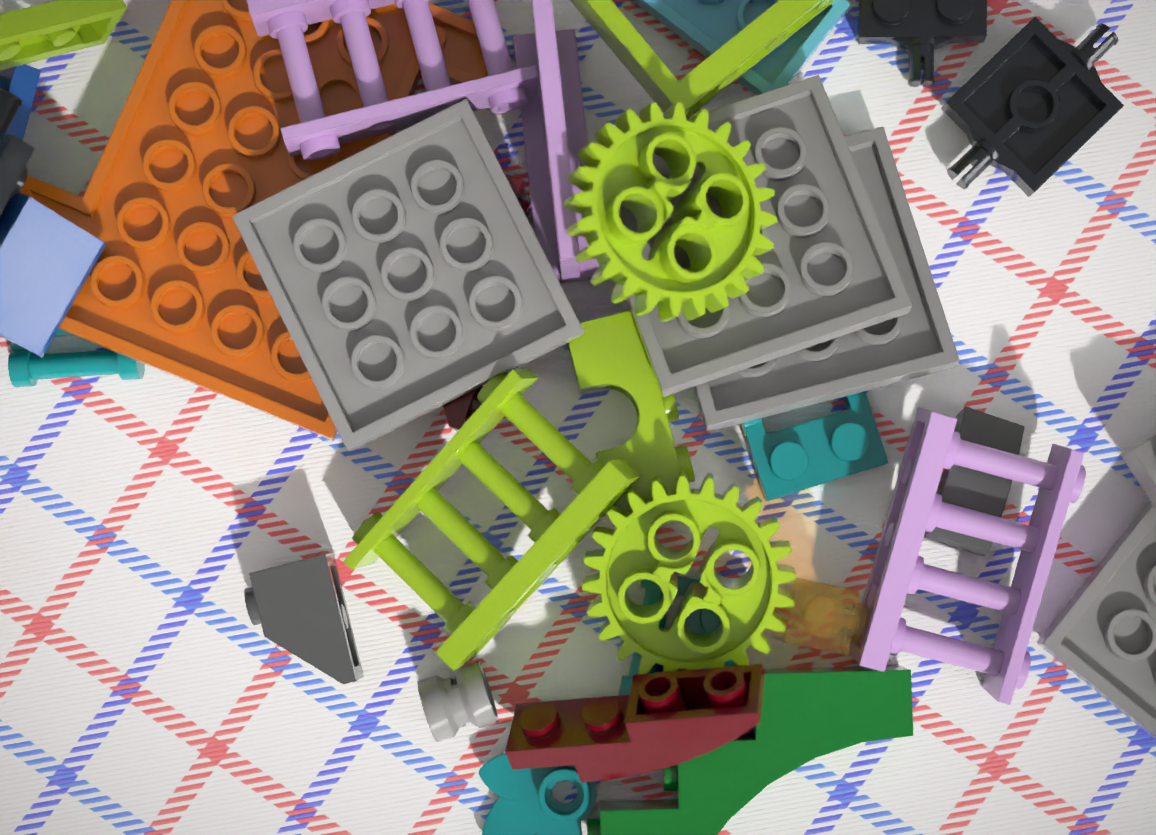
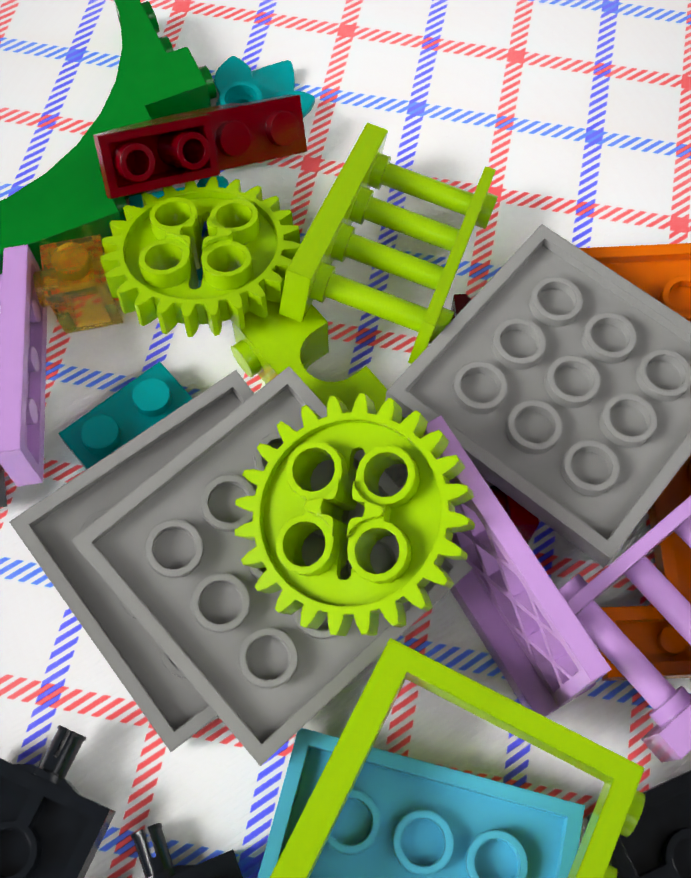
camera: 155 degrees right, 20 degrees down
(306, 614) = (501, 136): dark grey slope -> none
(457, 701) = (340, 130): light grey wheel -> none

